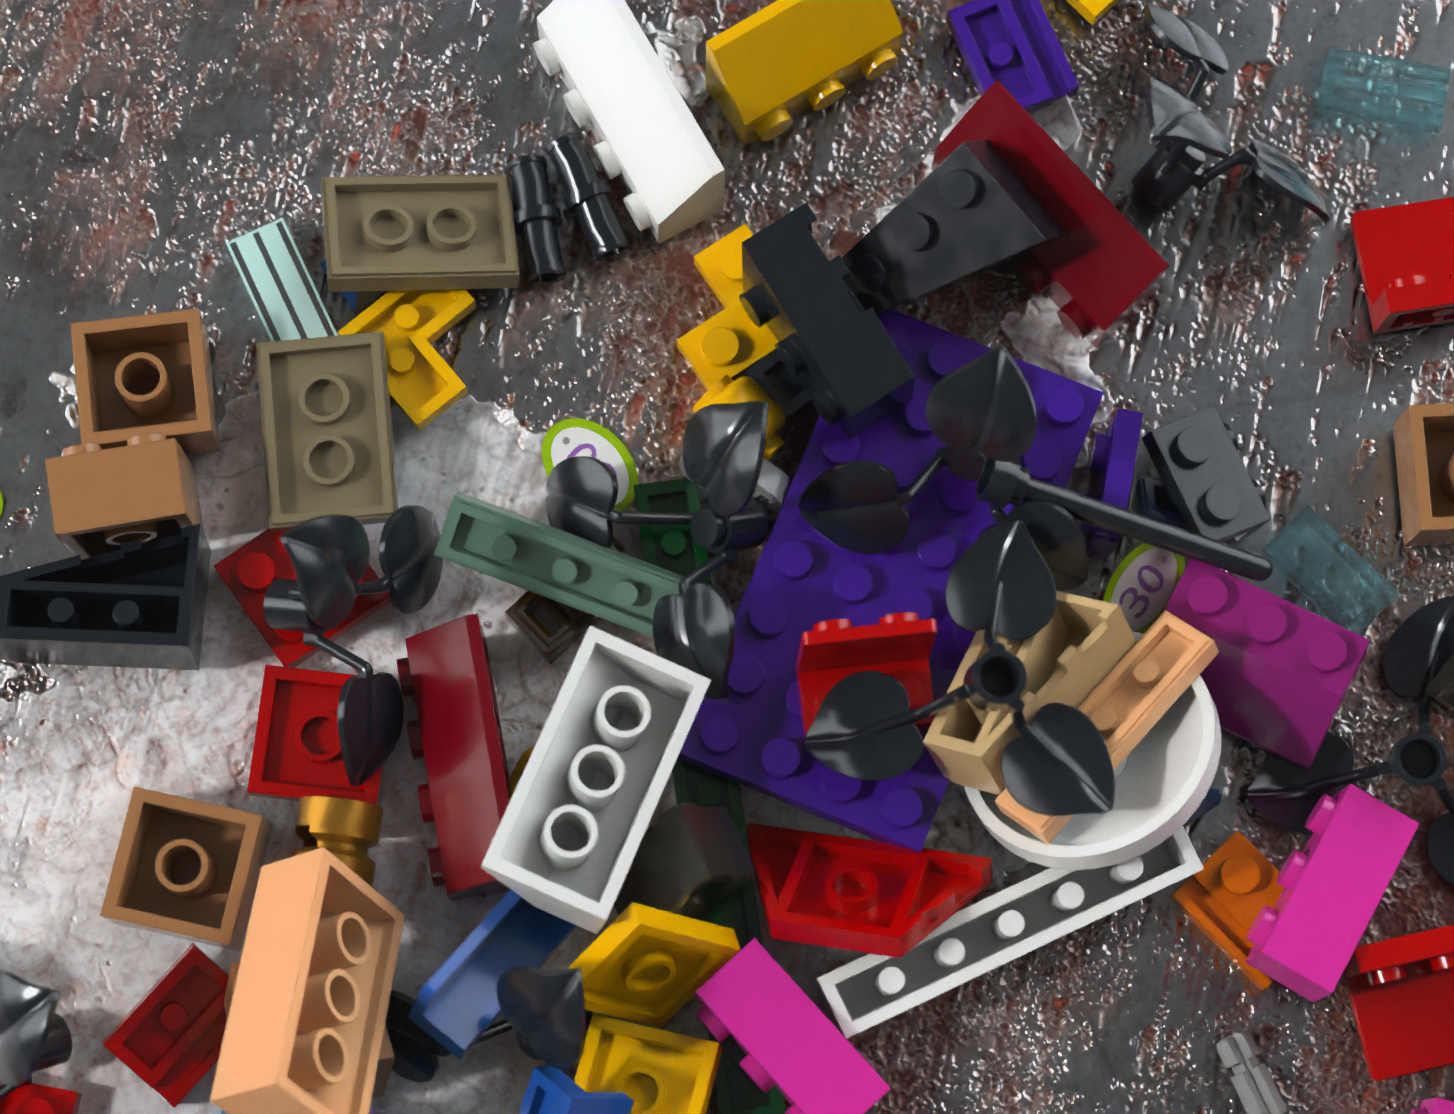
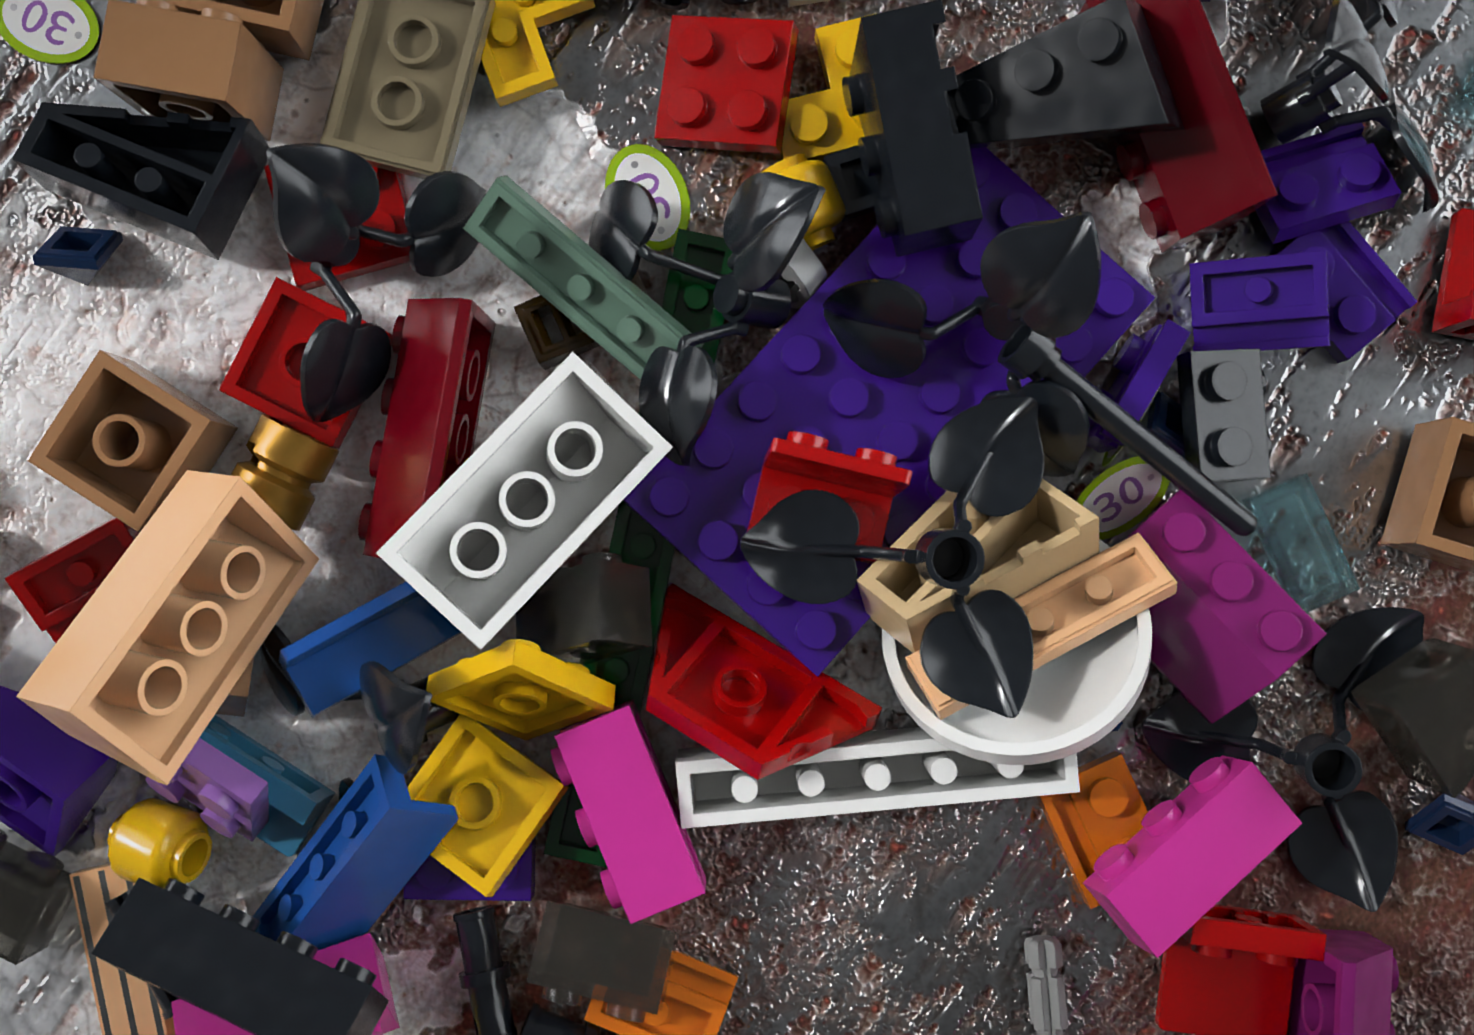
camera: 25 degrees right, 10 degrees up
(61, 710) = (77, 252): none -> dark blue slope
(628, 336) = (726, 83): none -> red plate
(1201, 363) = (1261, 302): none -> dark purple plate
(1215, 234) = (1325, 183): none -> dark purple plate
(1269, 321) = (1362, 288): none -> dark purple plate

